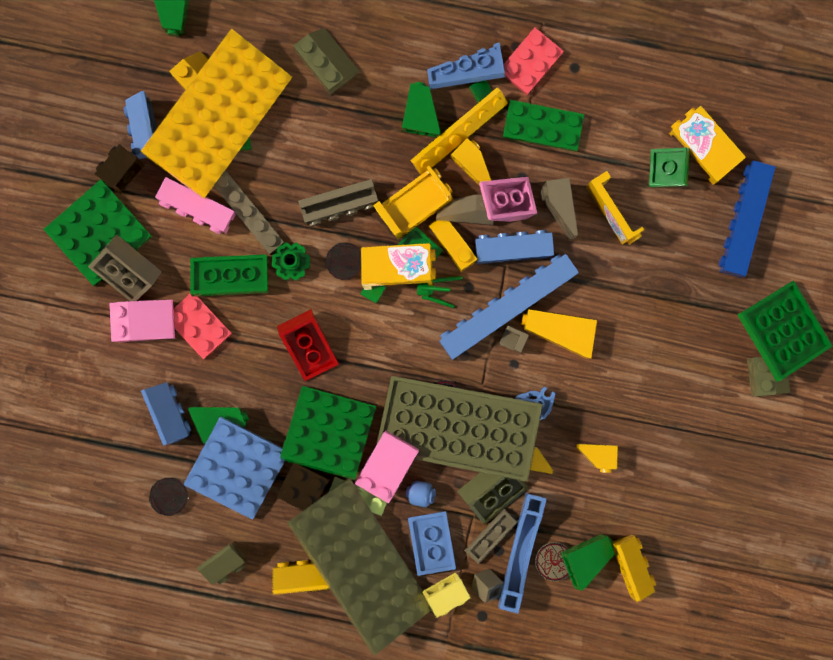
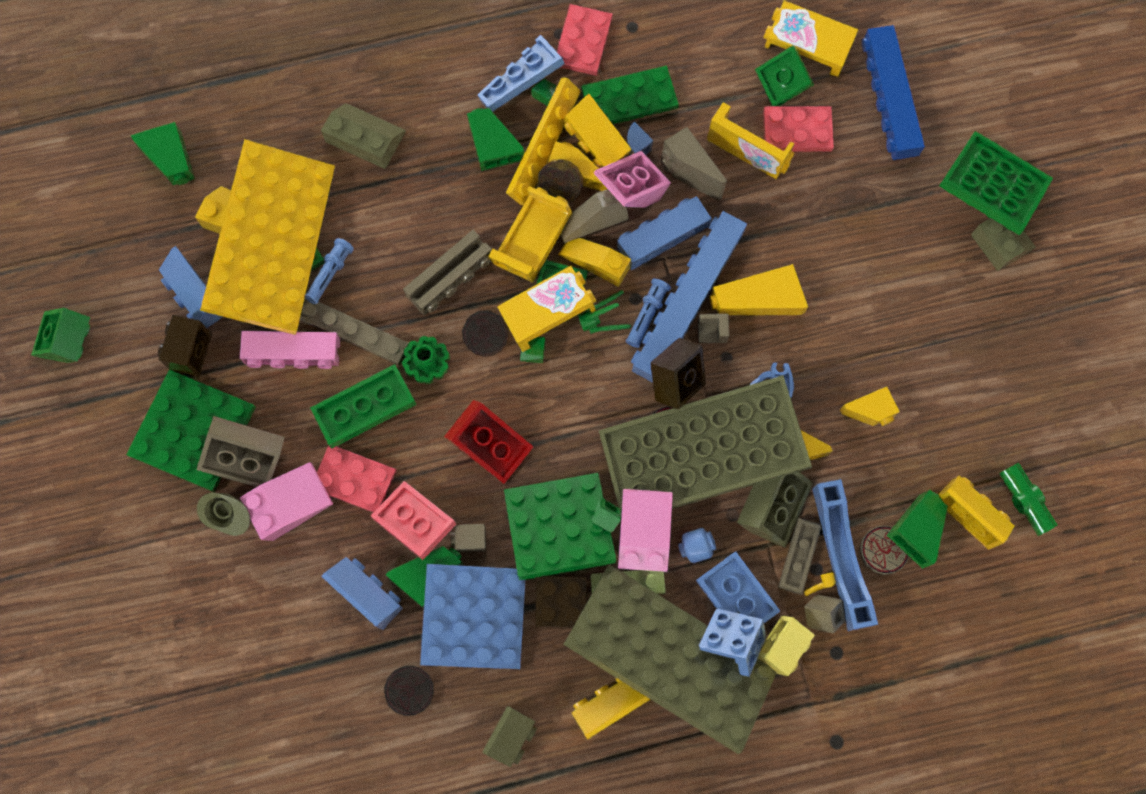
camera: 20 degrees left, 10 degrees down
(33, 115) = (61, 335): none -> green slope
(94, 308) = (223, 513): none -> olive piece
(226, 378) = (413, 520): none -> coral plate
(257, 154) = (333, 262): none -> medium blue pin
(260, 409) = (469, 538): none -> dark tan brick
(365, 442) = (606, 515): none -> green slope
(412, 573) = (735, 637): none -> medium blue bracket
(455, 171) = (561, 179): none -> clear smoke tile
(468, 363) = (678, 373): none -> dark brown brick
(478, 298) = (651, 303): none -> medium blue pin
(499, 149) = (595, 133): none -> yellow slope
(501, 564) = (828, 581): none -> yellow hand
(530, 166) = (638, 140): none -> medium blue brick
(659, 213) = (804, 125): none -> coral plate
(677, 576) = (1028, 499): none -> green piece

